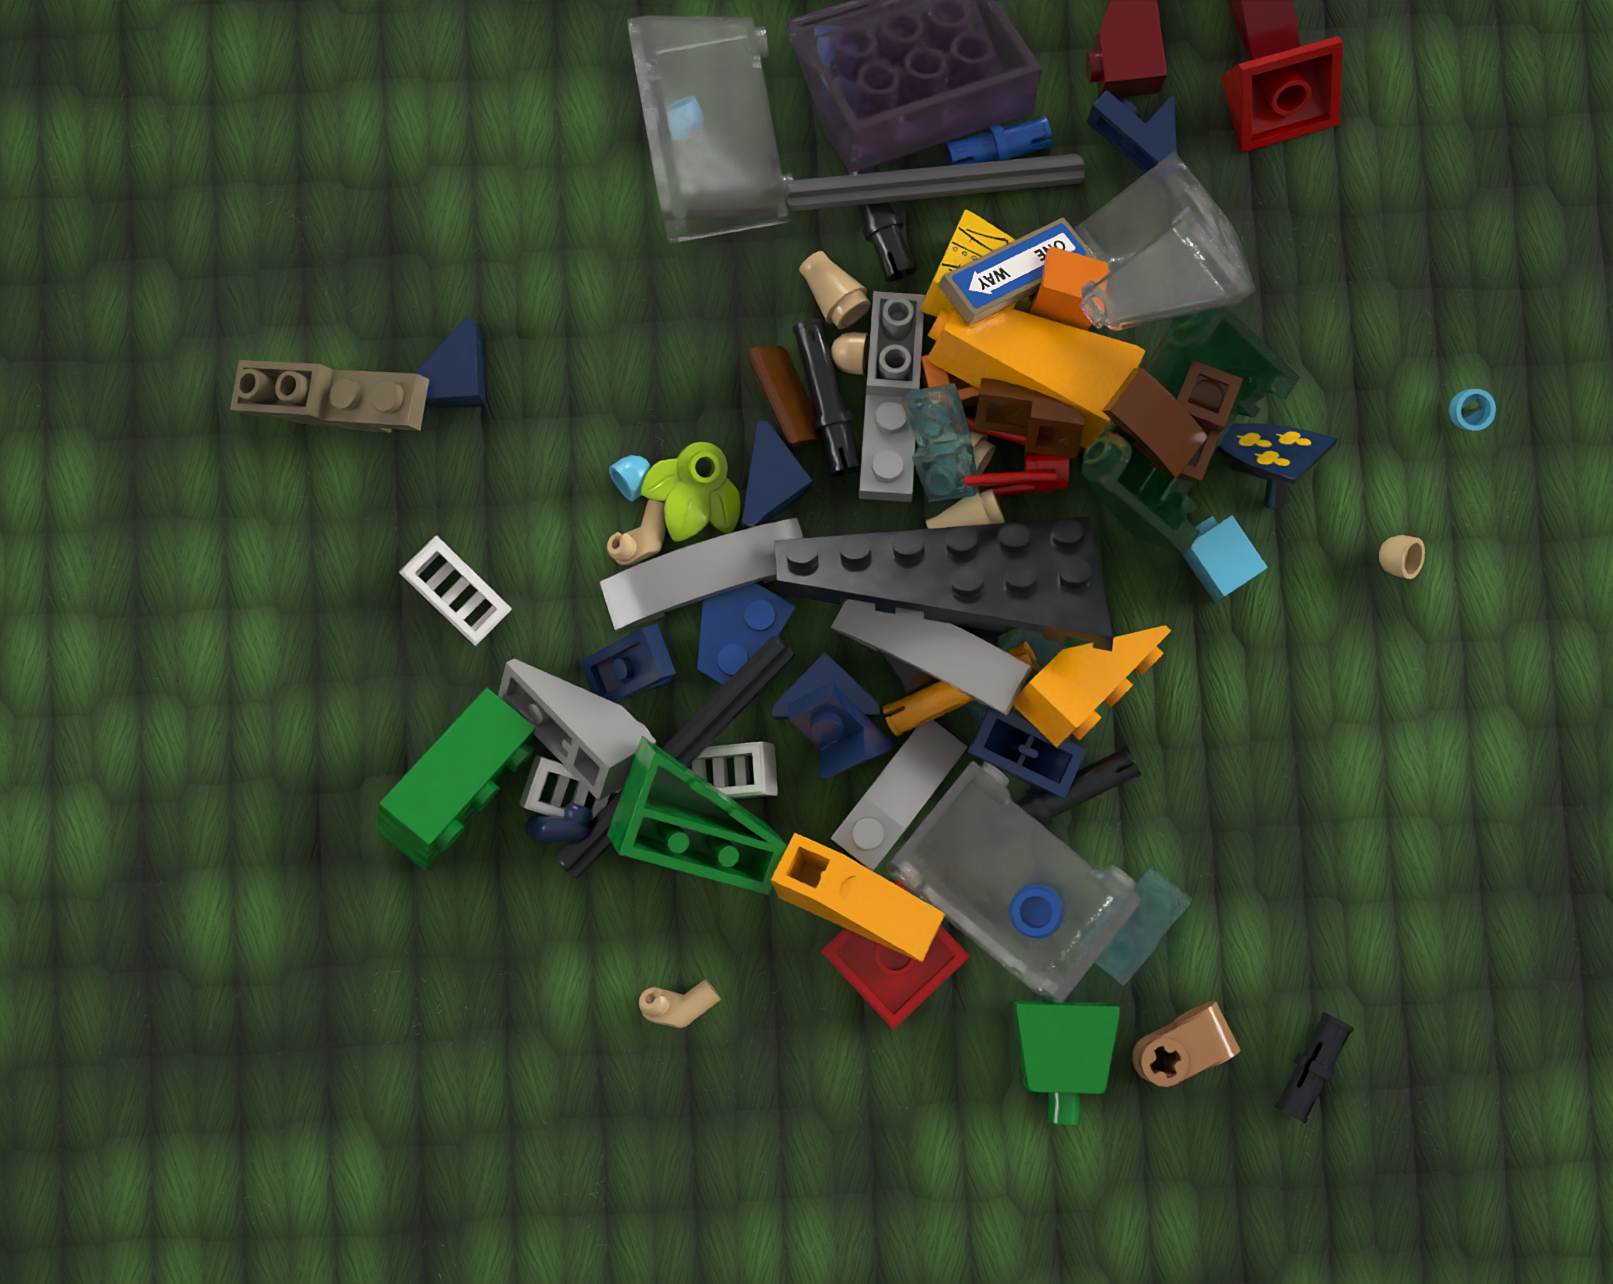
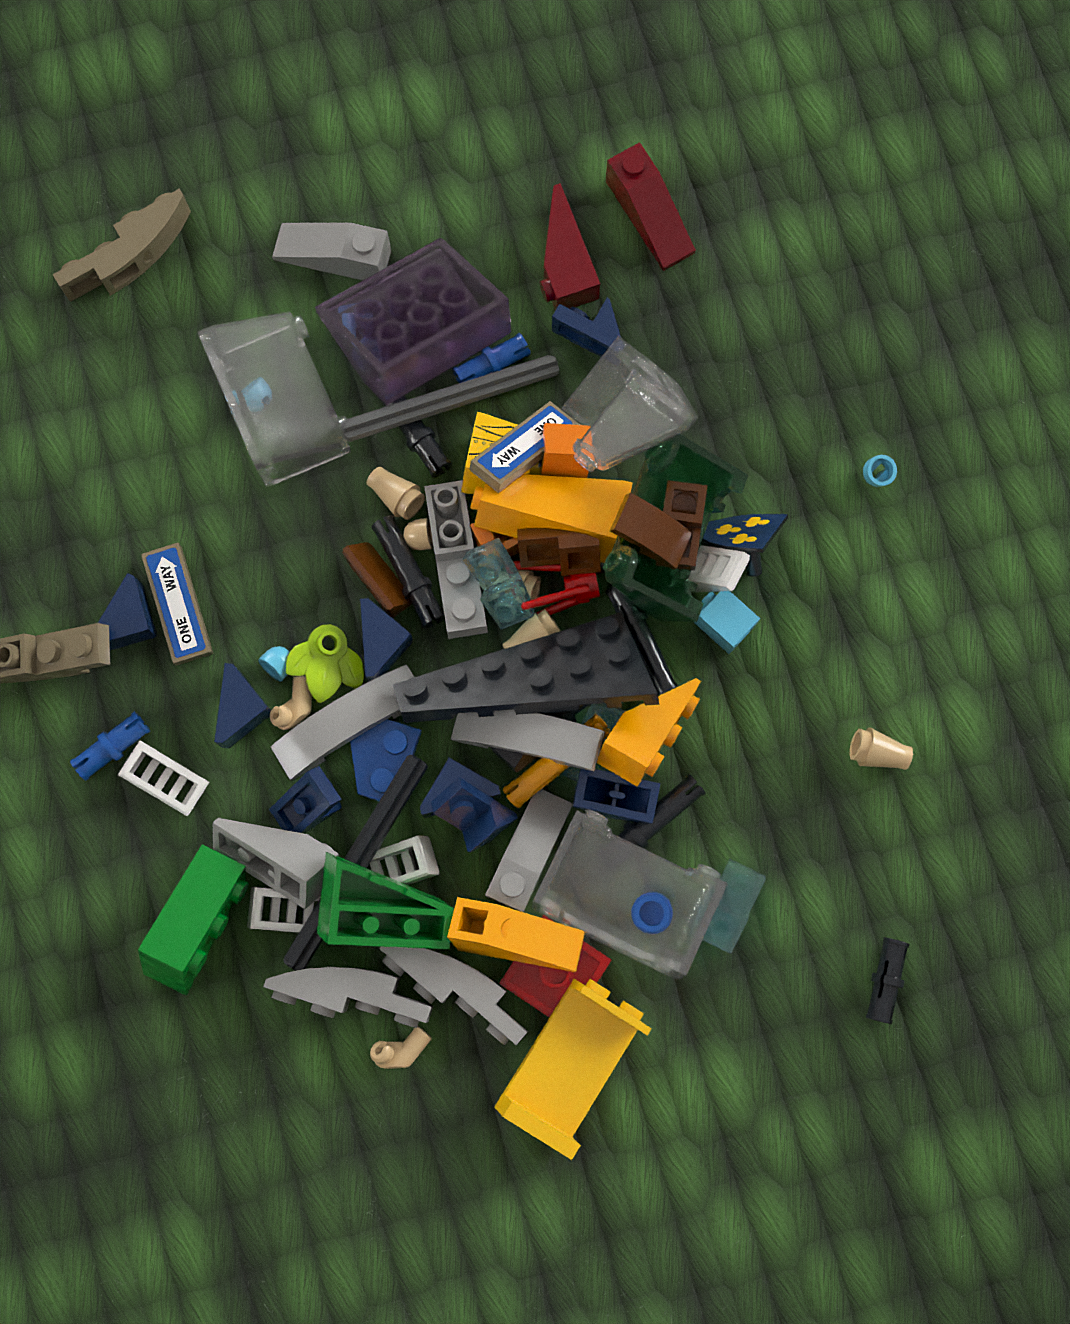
camera: 15 degrees left, 5 degrees down
(396, 533) = (110, 746): none -> blue pin
(520, 369) = (177, 604): none -> tile
(555, 830) = (280, 938): dark blue arm -> none
(571, 523) = (239, 708): none -> dark blue slope
(612, 905) = (333, 988): none -> light grey slope
(752, 923) = (441, 975): none -> light grey slope
(886, 1075) = (569, 1065): none -> yellow panel
(1065, 1051) = (699, 1014): green torso -> none
(1110, 559) = (644, 640): none -> black pin
(1194, 1042) = (793, 982): medium nougat piece -> none
(1230, 491) = (718, 569): none -> white slope
(1285, 94) = (689, 278): red slope -> none
(1376, 772) = (878, 750): none -> tan cone
(1402, 556) = (856, 587): tan hinge -> none

